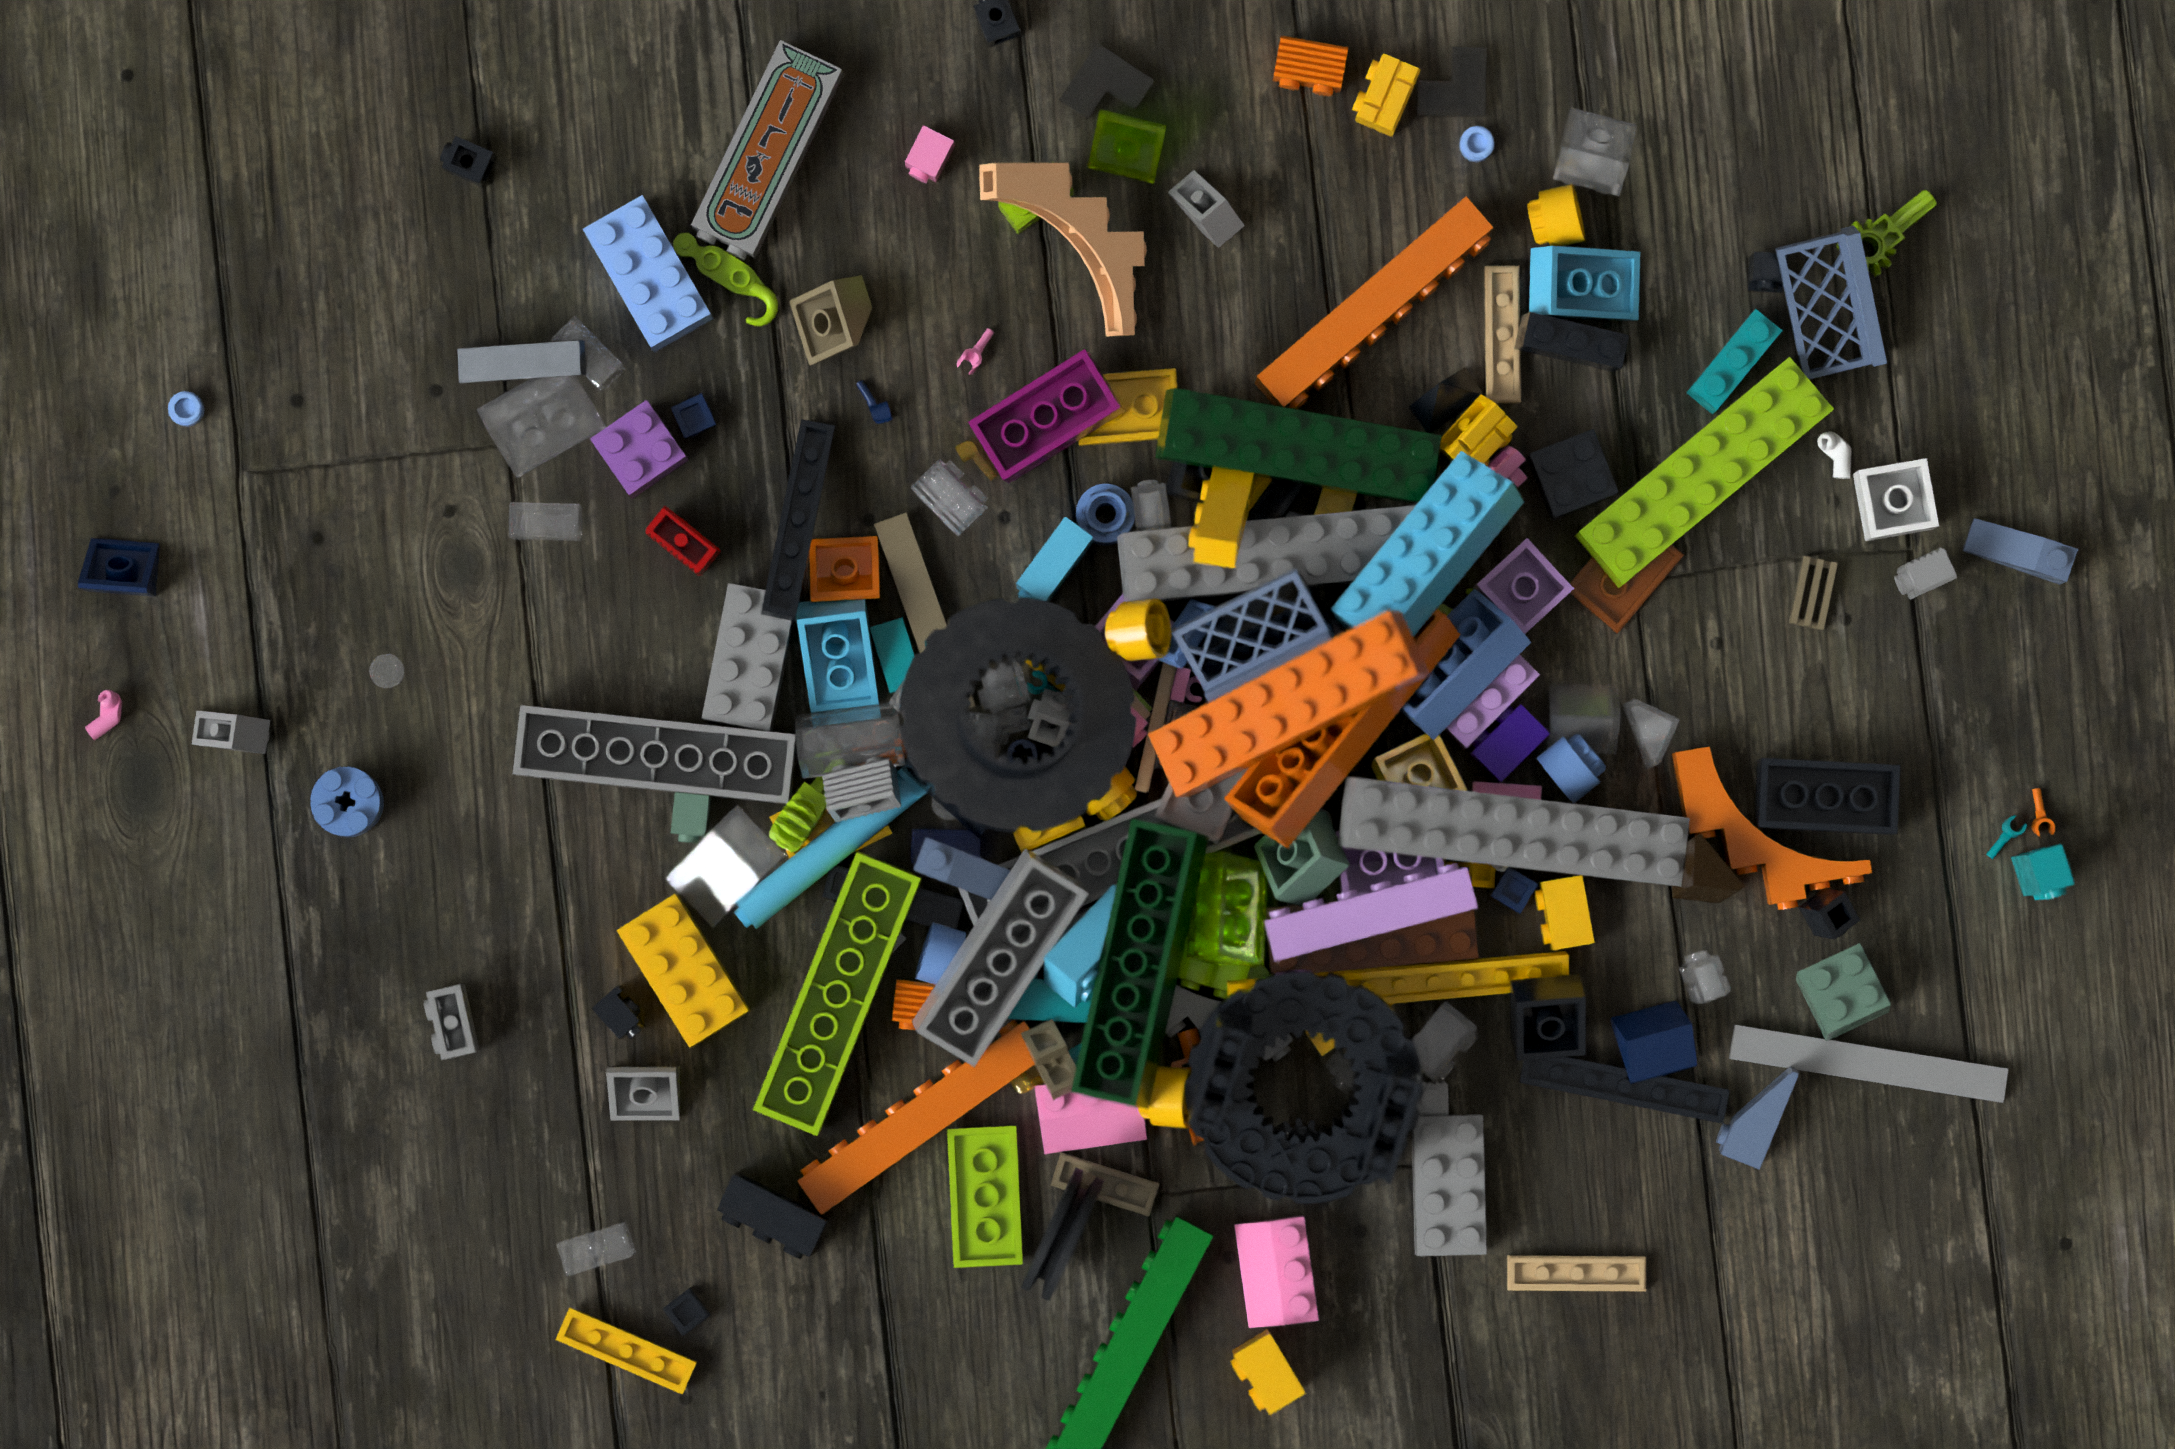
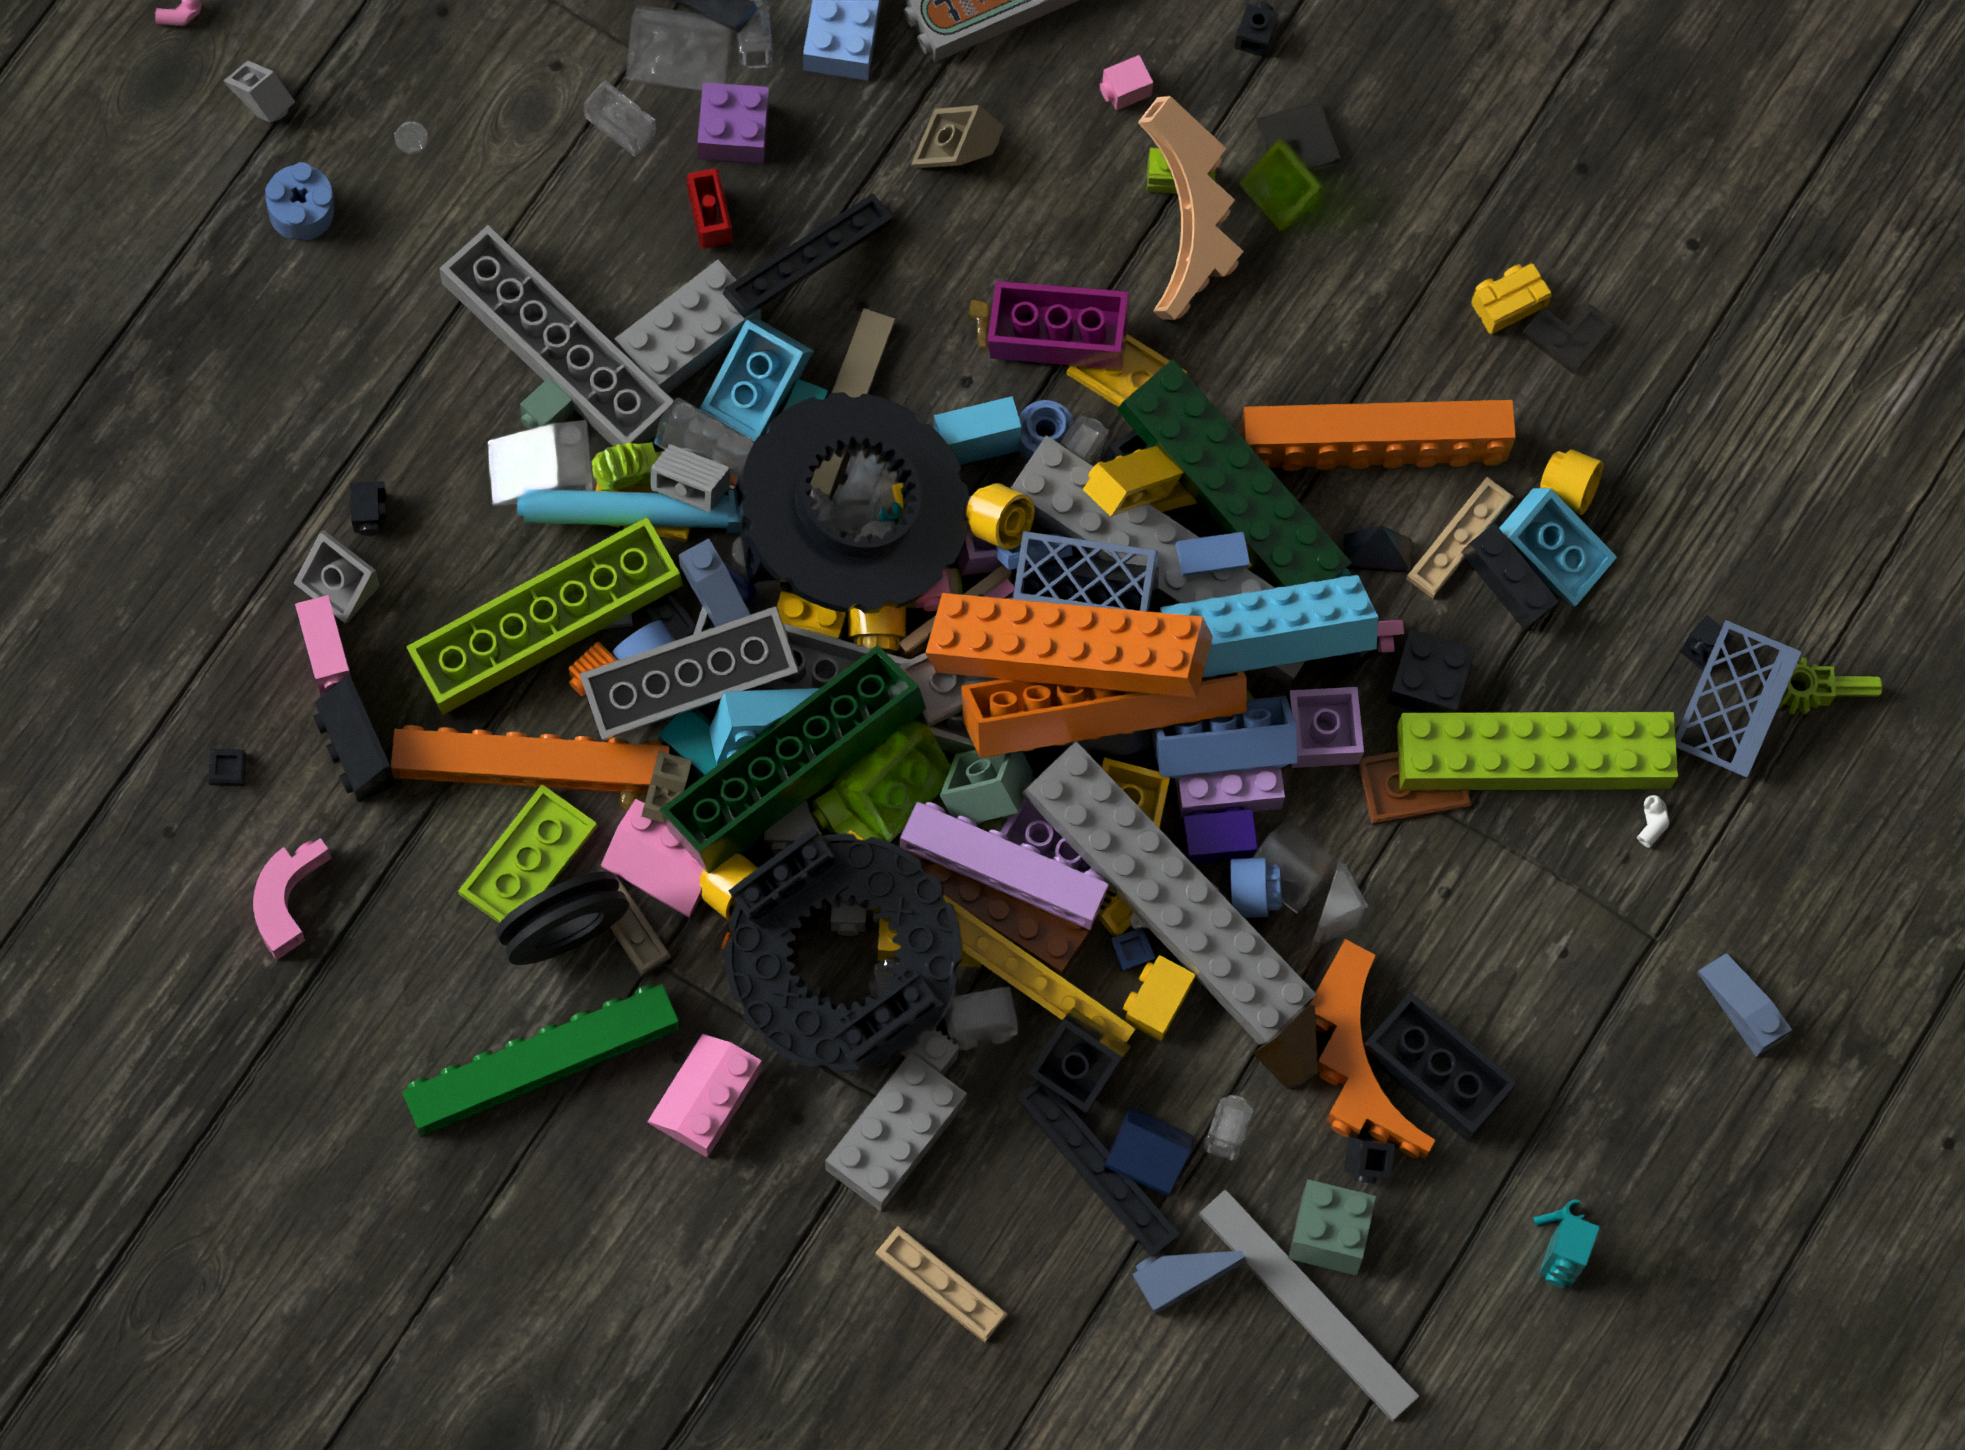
camera: 30 degrees right, 15 degrees down
(452, 1022) = (238, 414): light grey brick -> none
(596, 1248) = (199, 661): clear brick -> none
(626, 1350) = (156, 757): yellow plate -> none
(683, 970) = (443, 513): yellow brick -> none
(688, 1160) = (323, 642): none -> bright pink brick
(693, 416) = (793, 132): dark blue plate -> none
(729, 273) = (906, 55): lime piece -> none
(819, 1398) = (273, 891): none -> bright pink arch
(844, 569) = (814, 322): orange slope -> none
(879, 412) = (936, 235): dark blue hand -> none
(949, 497) = (937, 332): clear brick -> none
(973, 354) = (1040, 247): bright pink hand -> none
(1206, 208) = (1305, 277): light grey slope -> none
(1267, 1371) = (633, 1159): yellow brick -> none
(1310, 65) = (1468, 234): orange brick -> none
(1331, 524) = (1212, 554): none -> medium blue tile
(1476, 143) = (1552, 387): light blue tile -> none
(1478, 432) = (1389, 587): yellow brick -> none
(1595, 152) = (1639, 457): clear slope -> none
(1734, 361) = (1628, 687): teal brick -> none
(1819, 565) = (1573, 893): dark tan tile -> none
(1896, 499) = (1673, 885): white brick -> none
(1925, 573) = (1652, 956): light grey brick -> none
(2040, 814) = (1604, 1216): orange hand -> none

